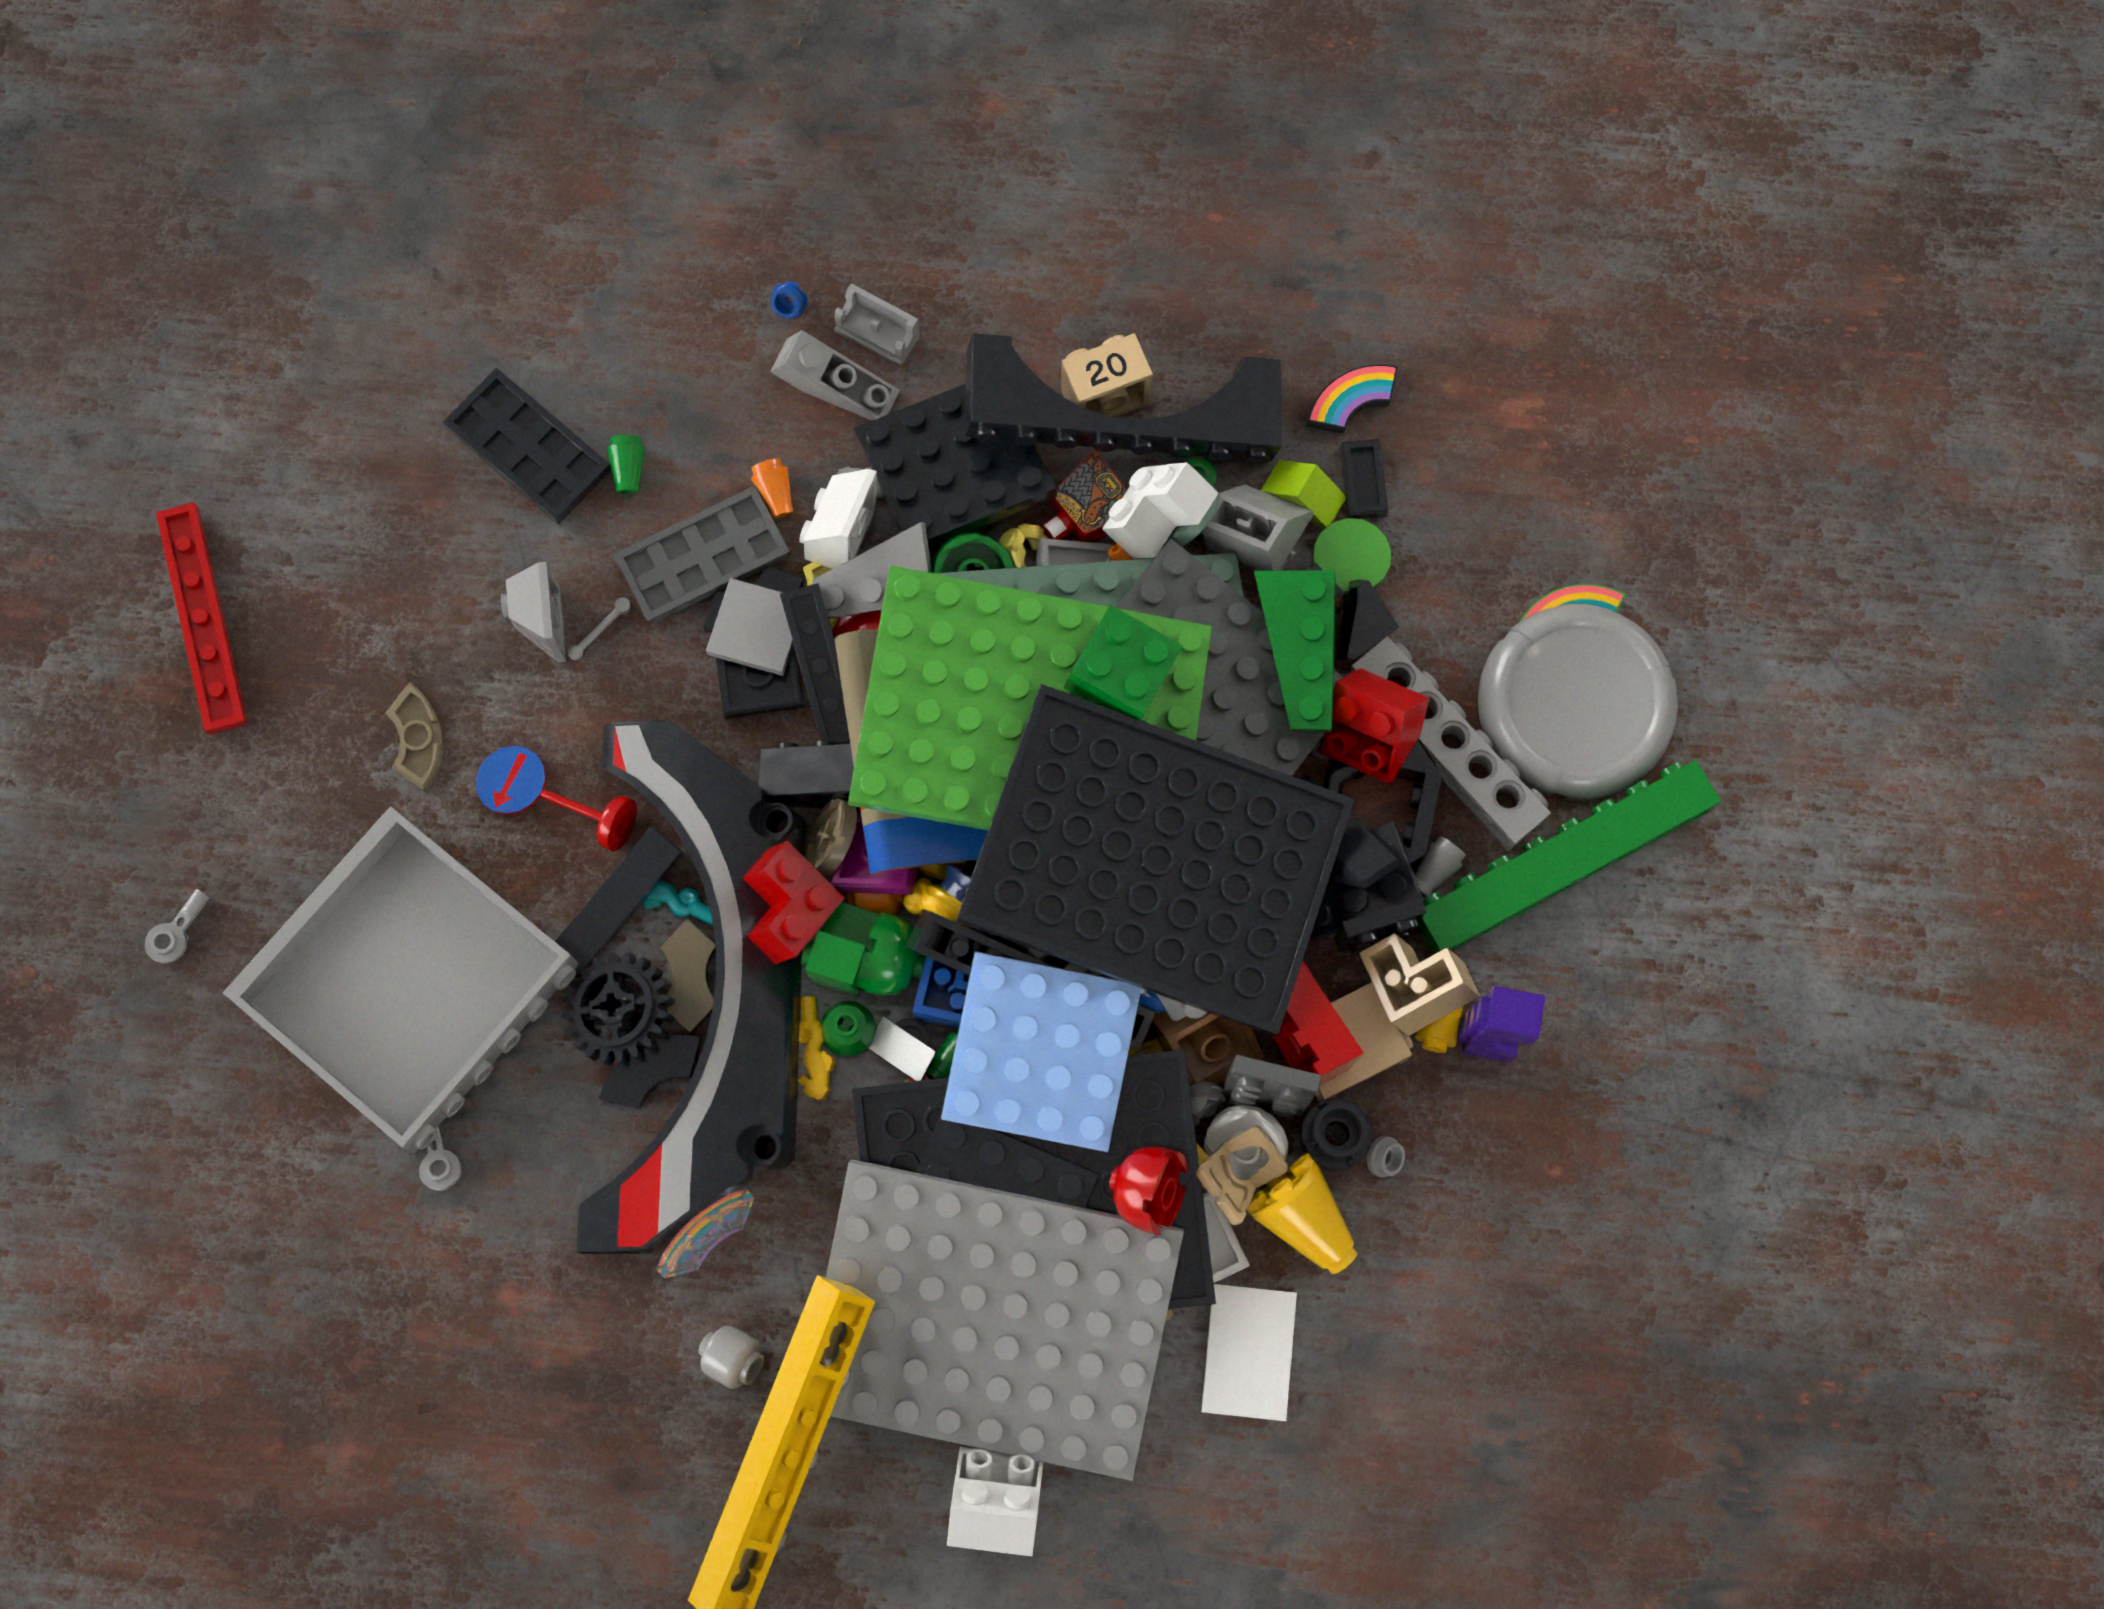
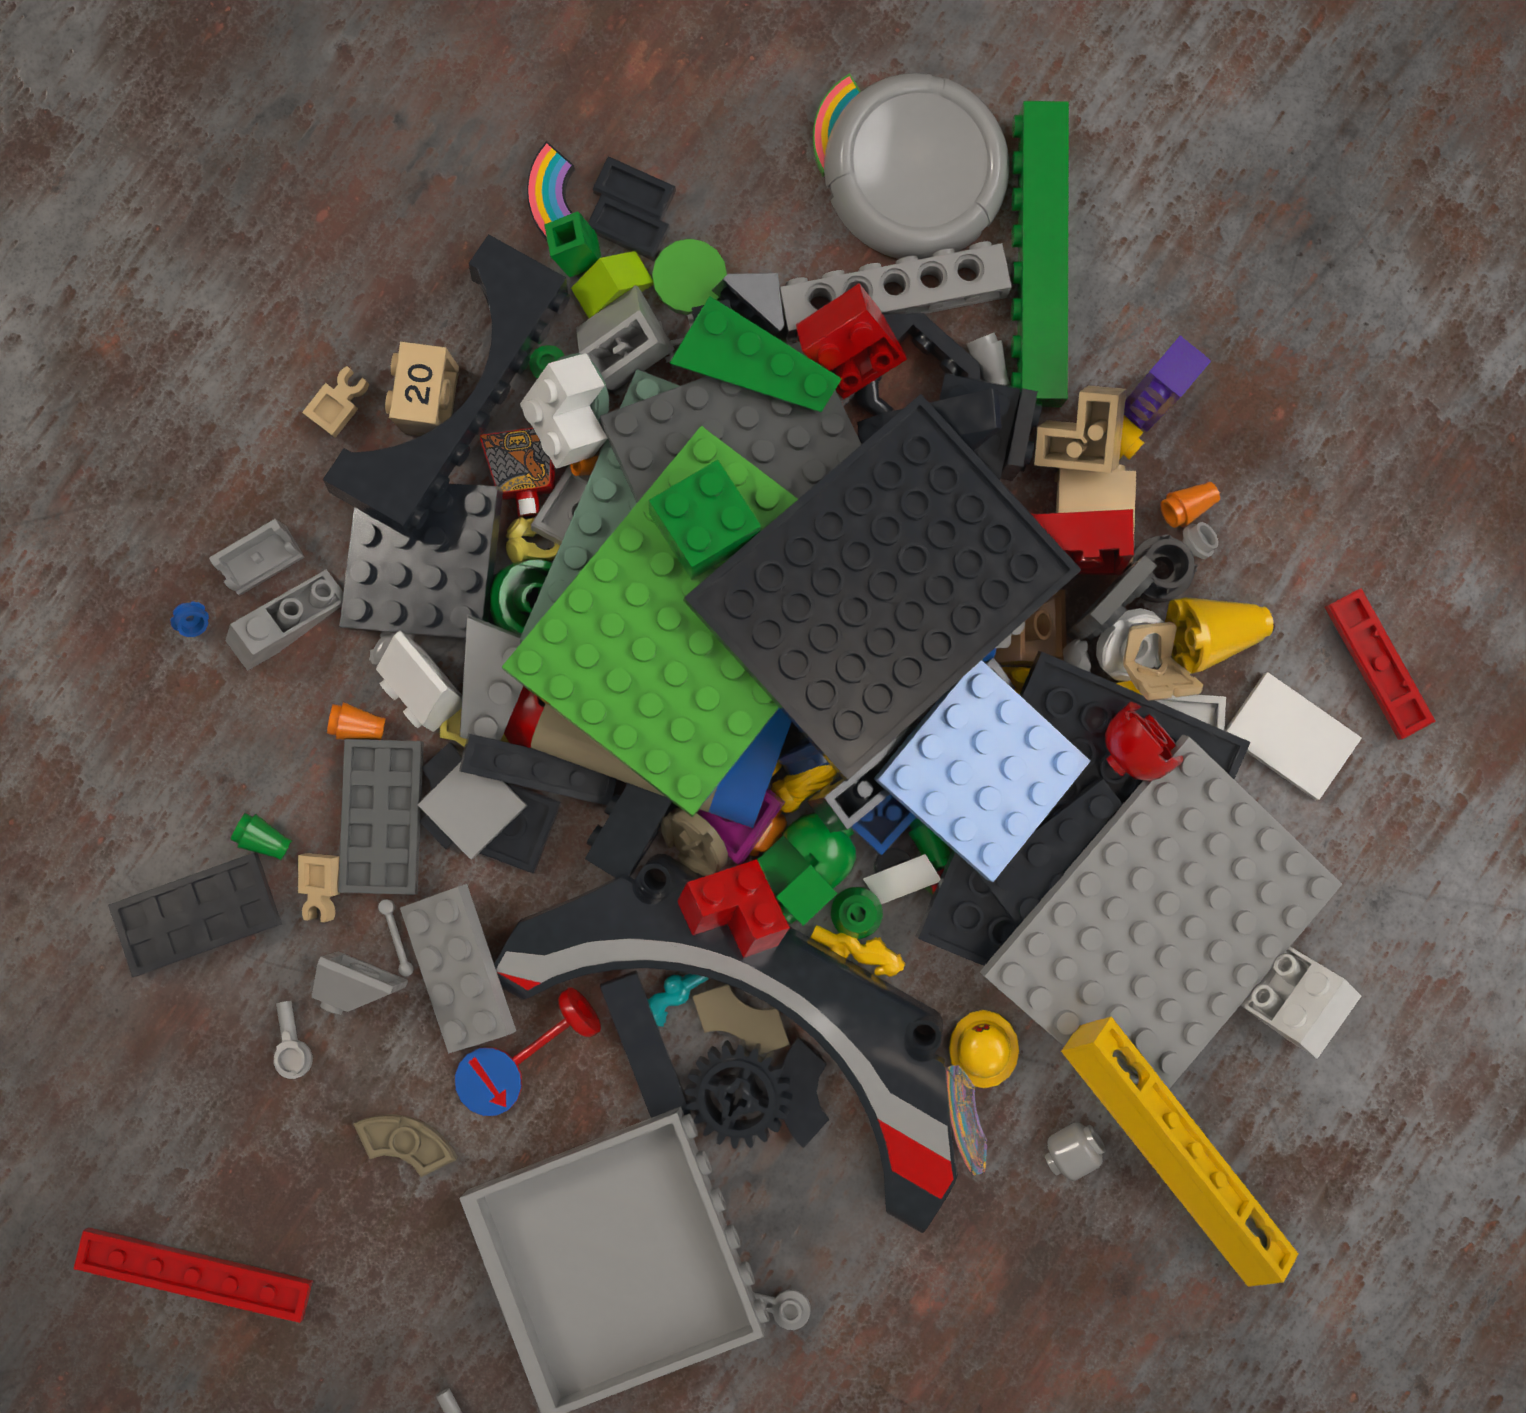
camera: 60 degrees left, 10 degrees up
(443, 596) = (292, 1056): none -> light grey plate
(599, 694) = (458, 969): none -> light grey plate
(613, 534) = (319, 879): none -> tan plate
(783, 1220) = (984, 1048): none -> yellow hat
(1048, 316) = (332, 407): none -> tan plate
(1316, 436) = (572, 244): none -> green brick
(1368, 1400) = (1380, 664): none -> red plate
(1402, 466) = (634, 188): none -> black tile
(1414, 1127) = (1187, 504): none -> orange cone

